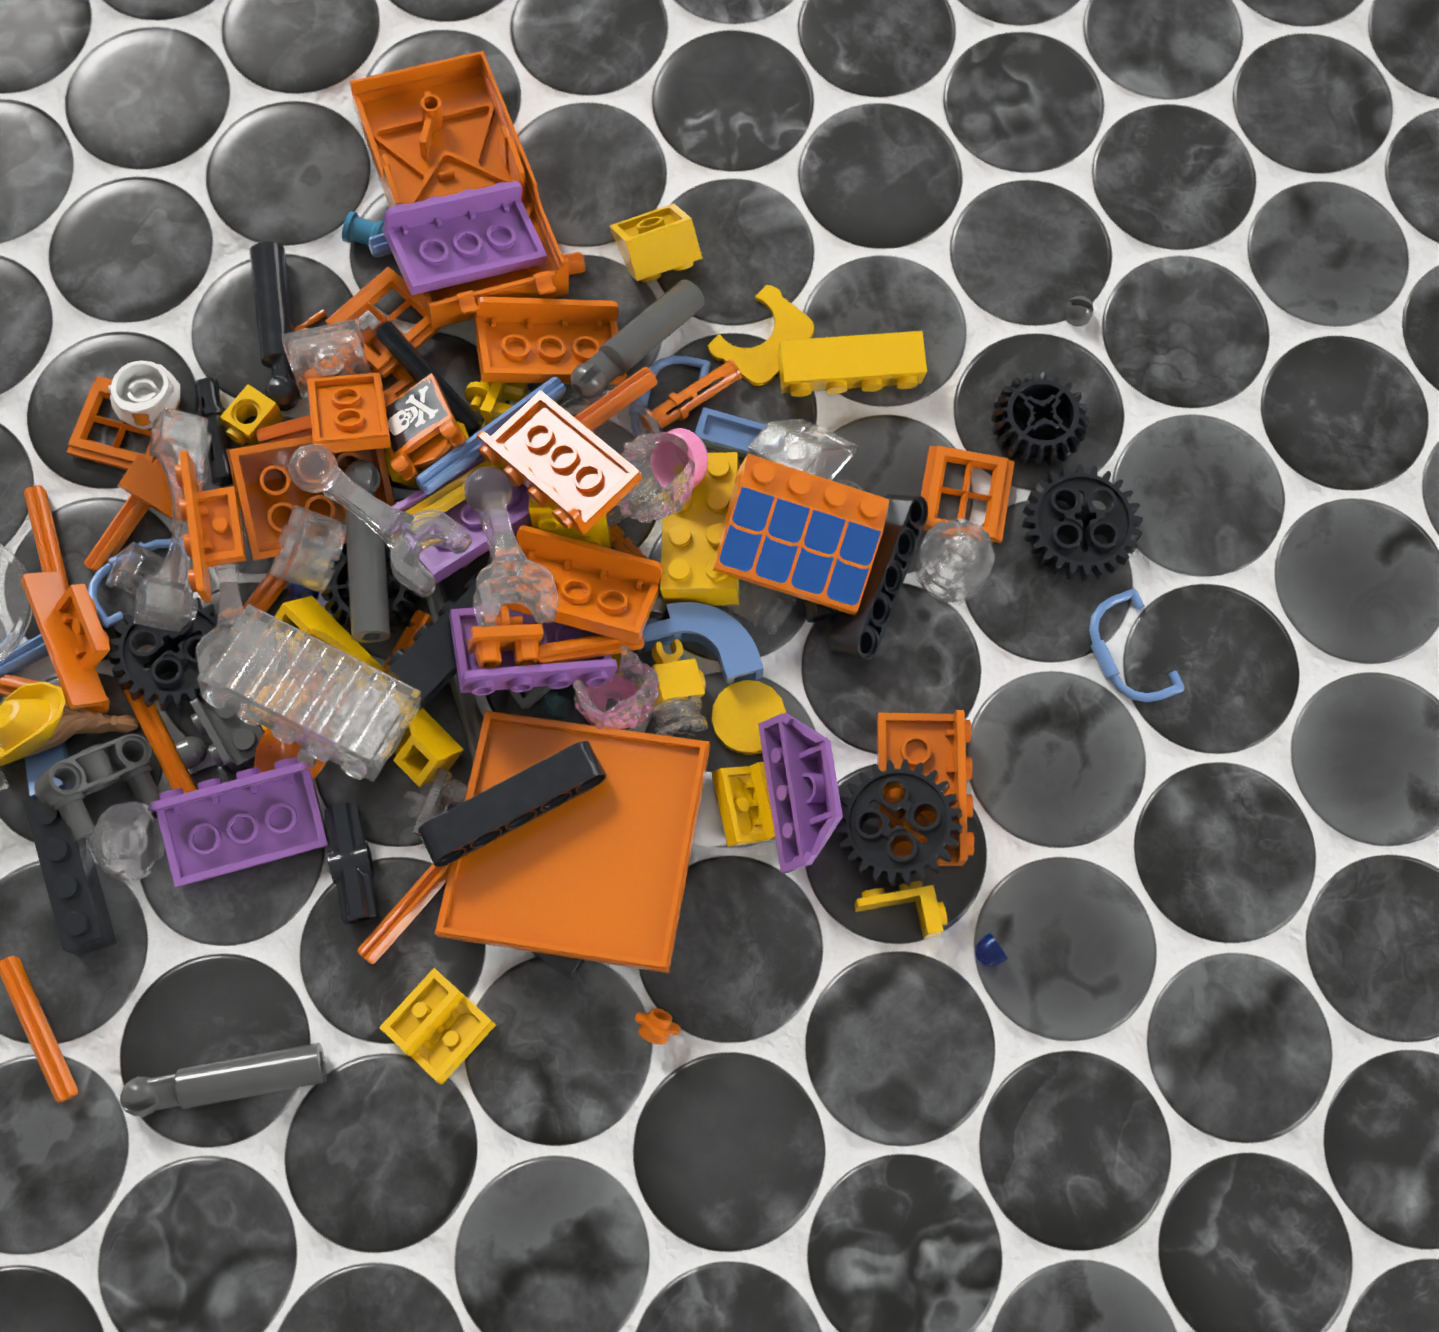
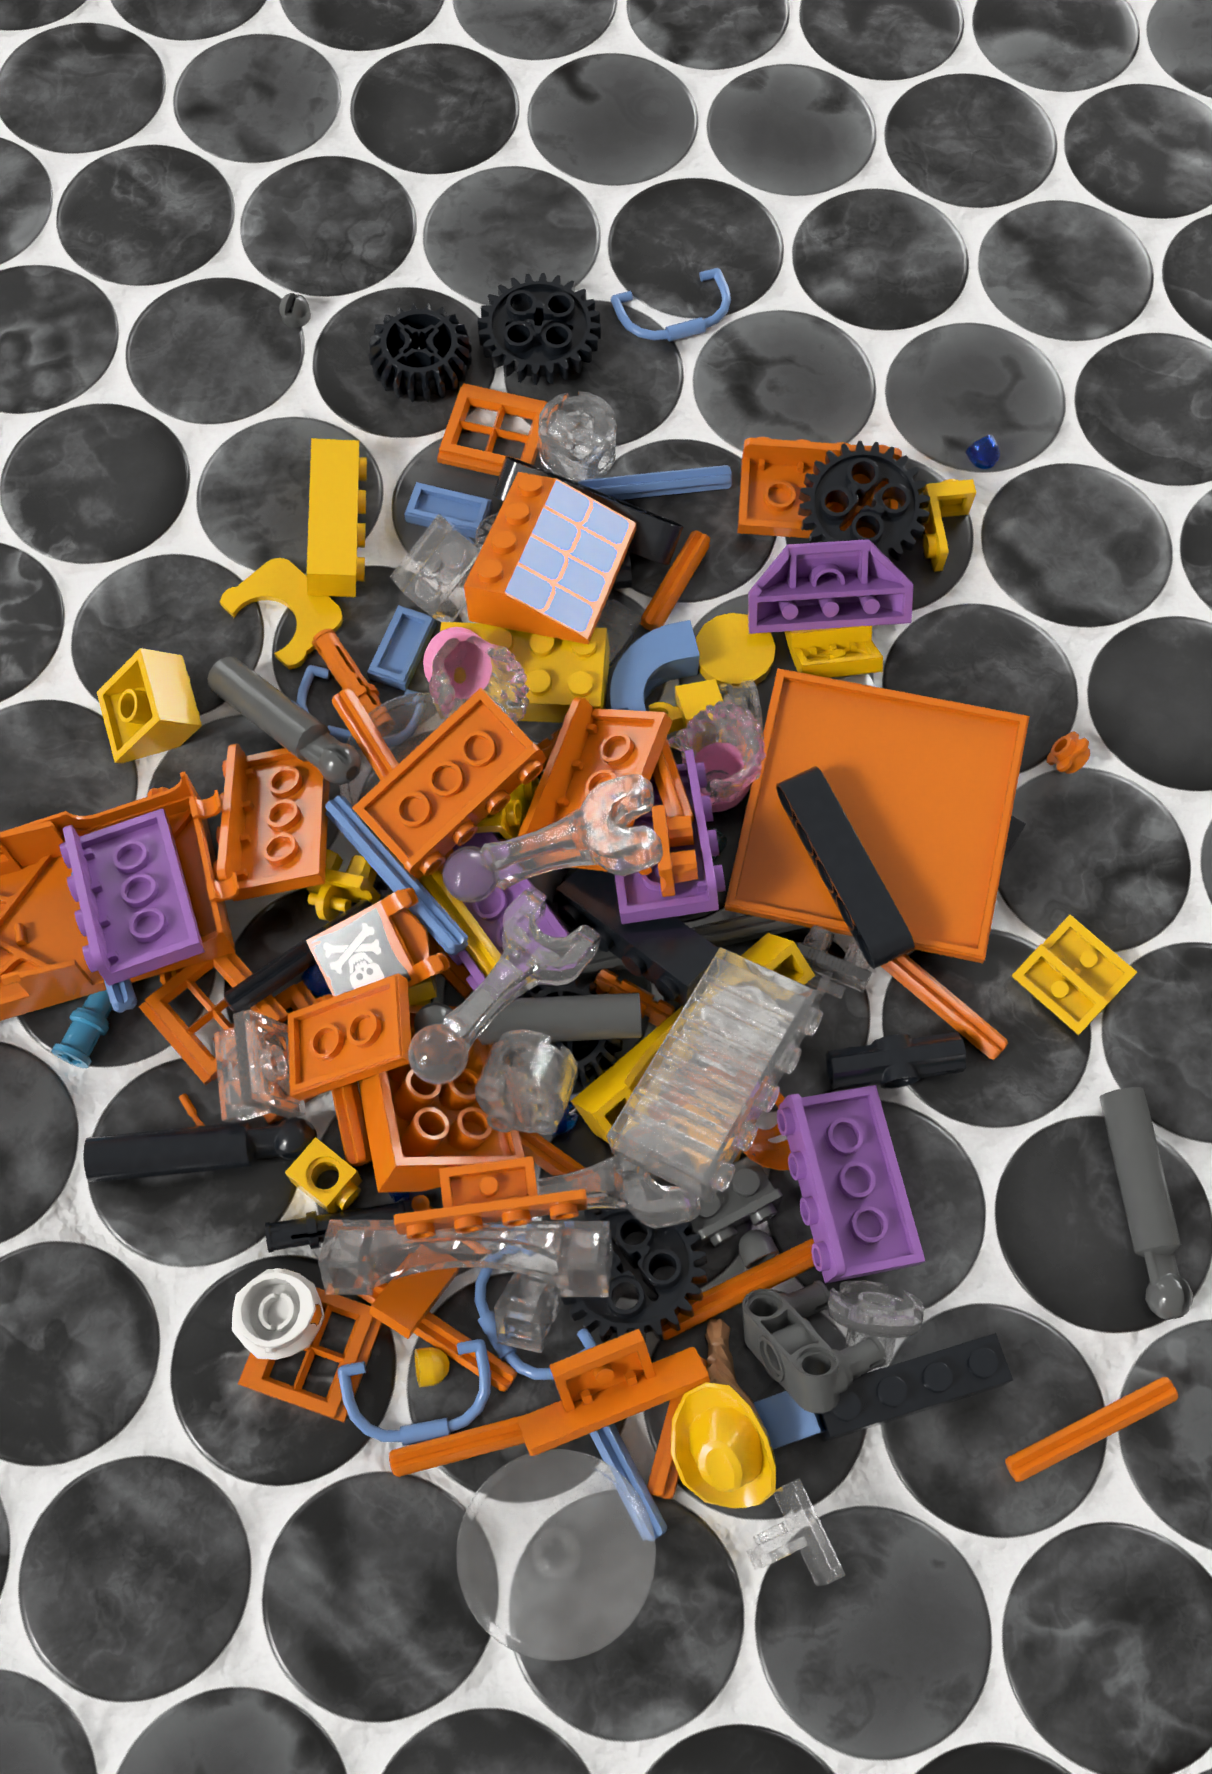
camera: 85 degrees left, 5 degrees down
(57, 502) = (425, 1430): none -> medium blue piece
(104, 508) = (431, 1366): none -> yellow hinge
(818, 662) = (675, 580): none -> orange axle
(877, 459) = (458, 508): none -> medium blue tile
(922, 641) = (663, 482): none -> medium blue axle

